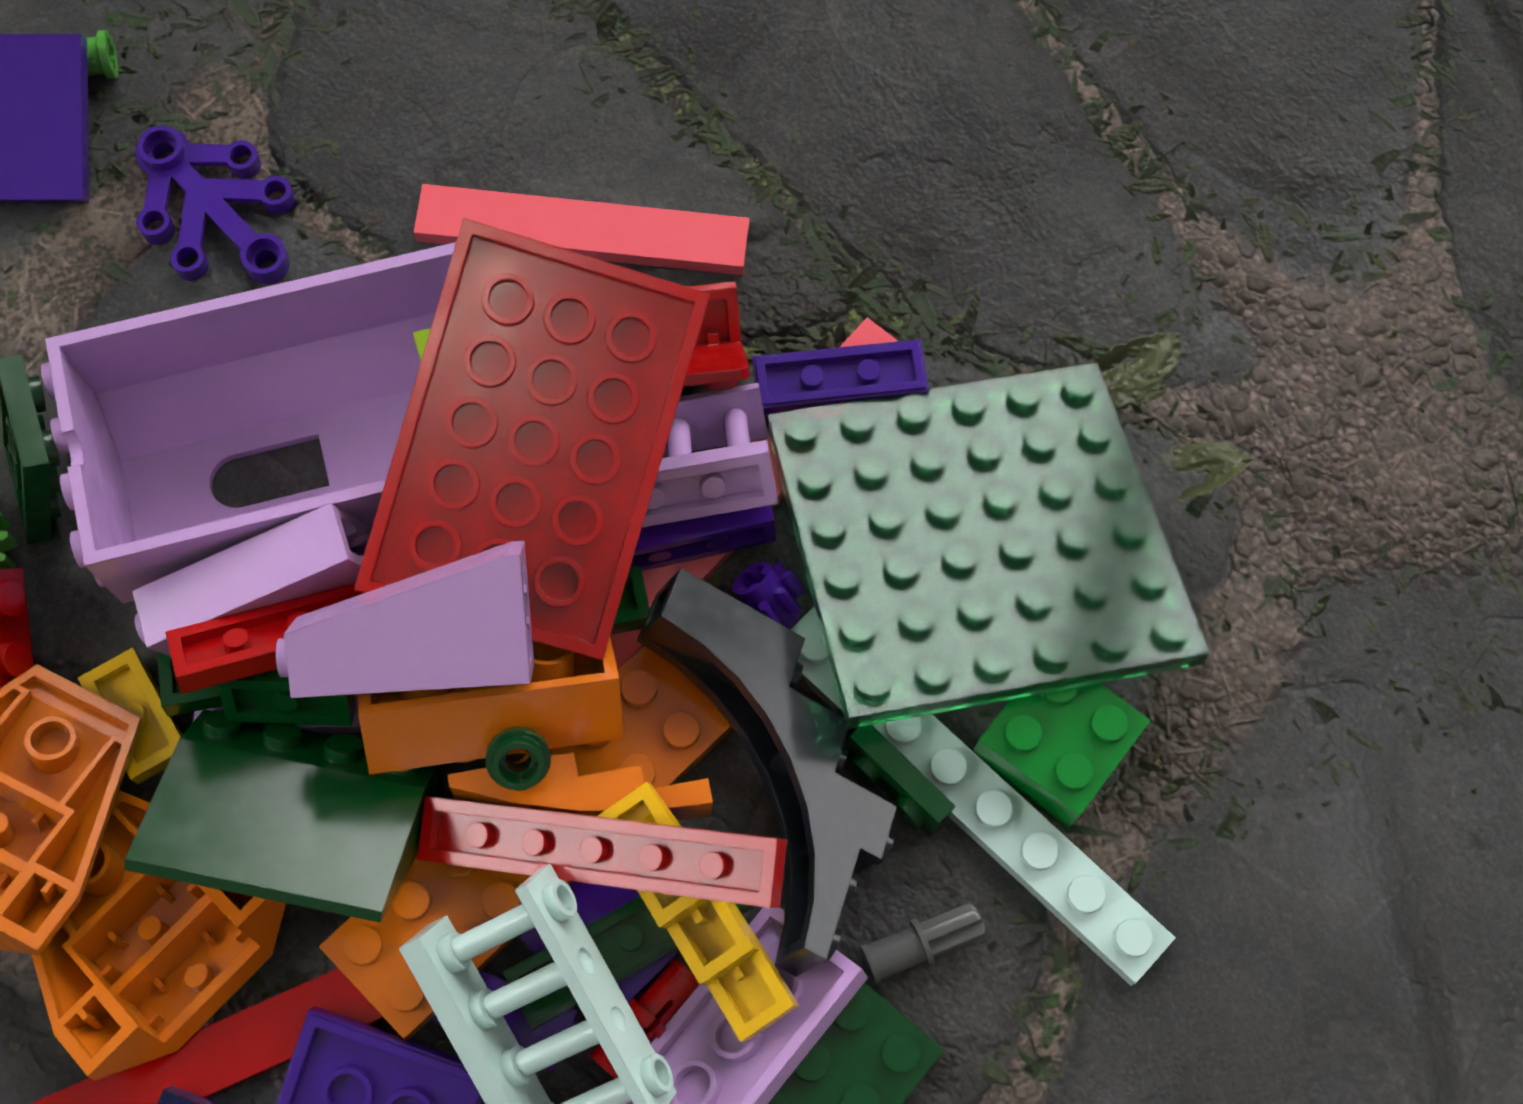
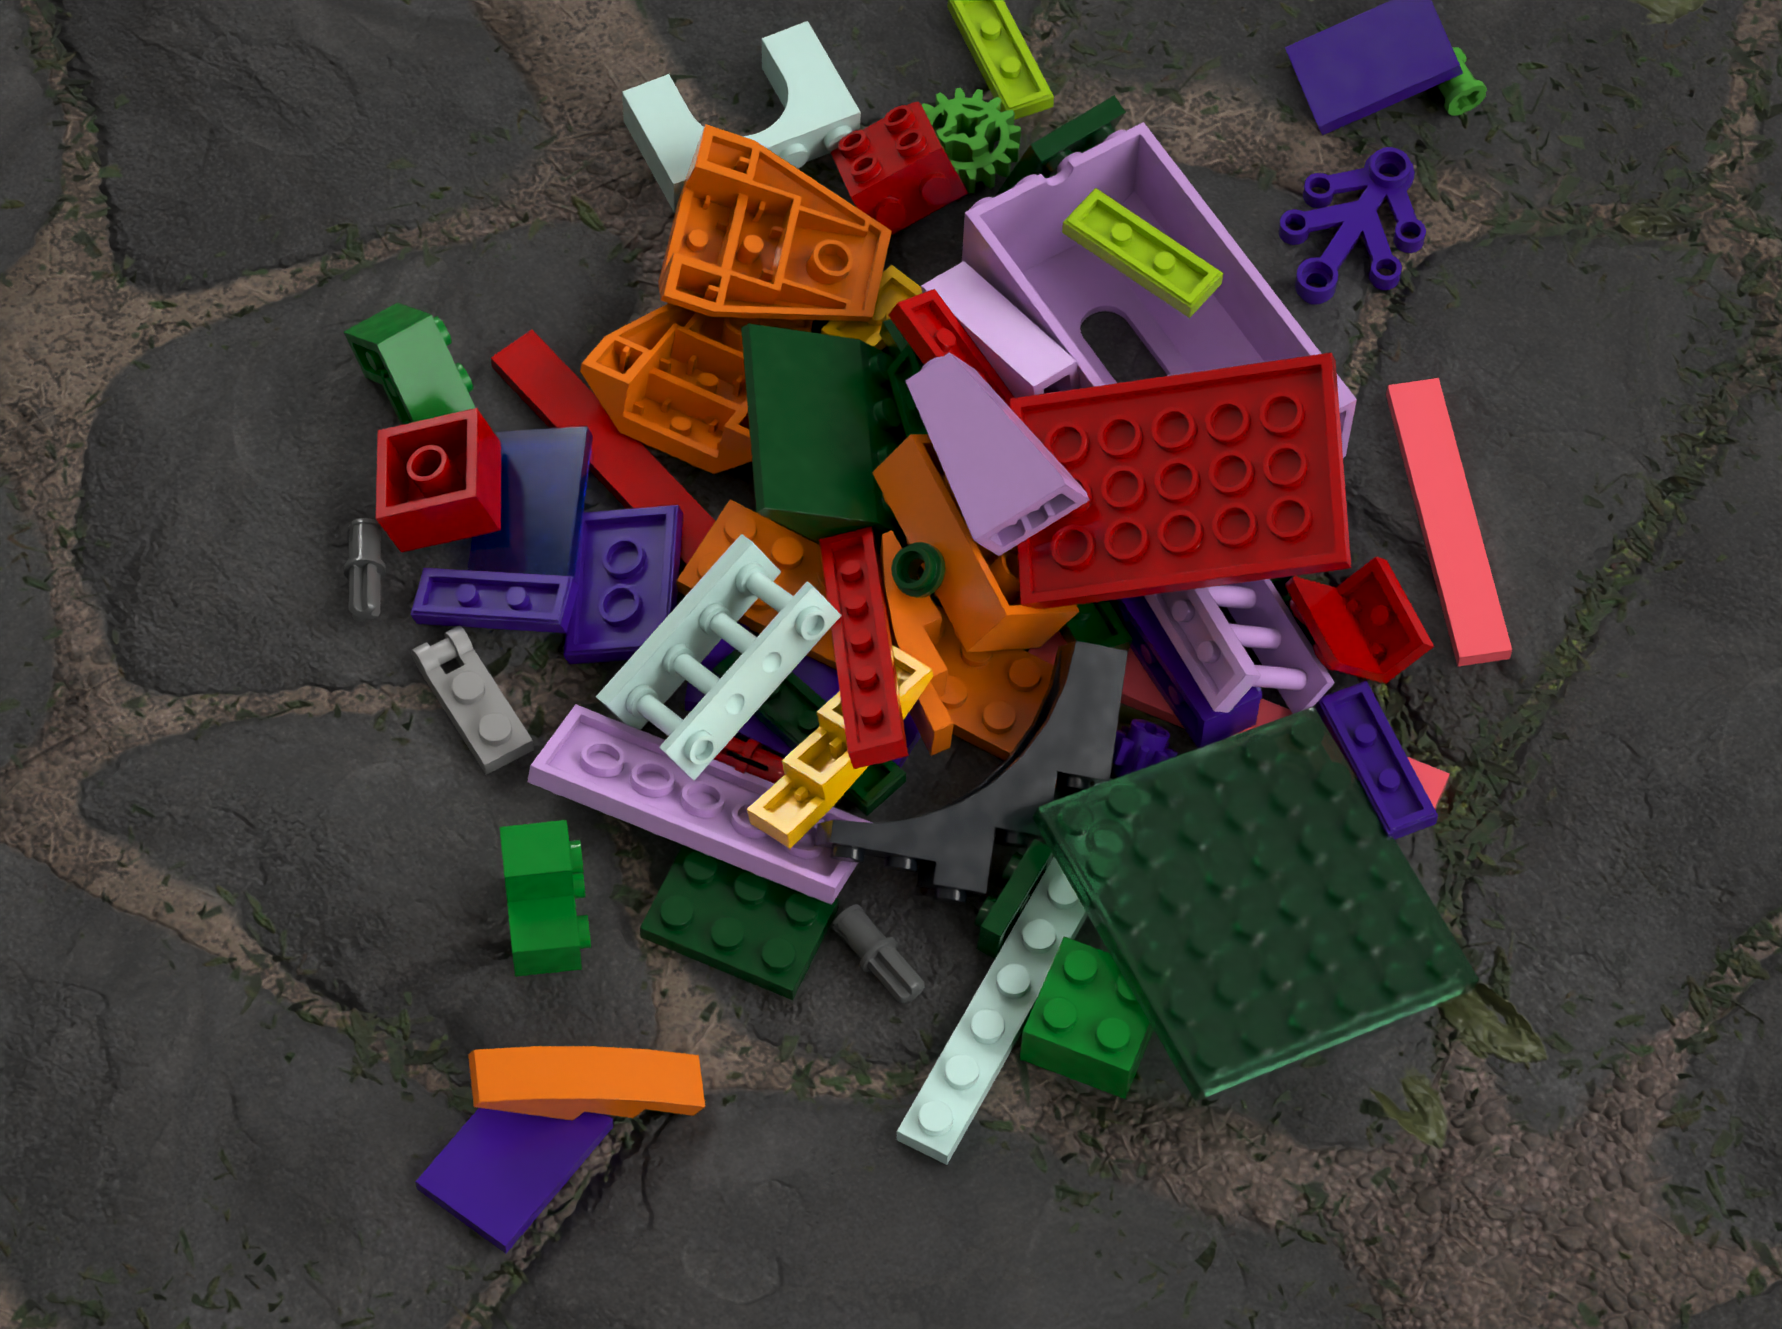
camera: 75 degrees right, 10 degrees down
(217, 390) = (1142, 252): none -> lime tile

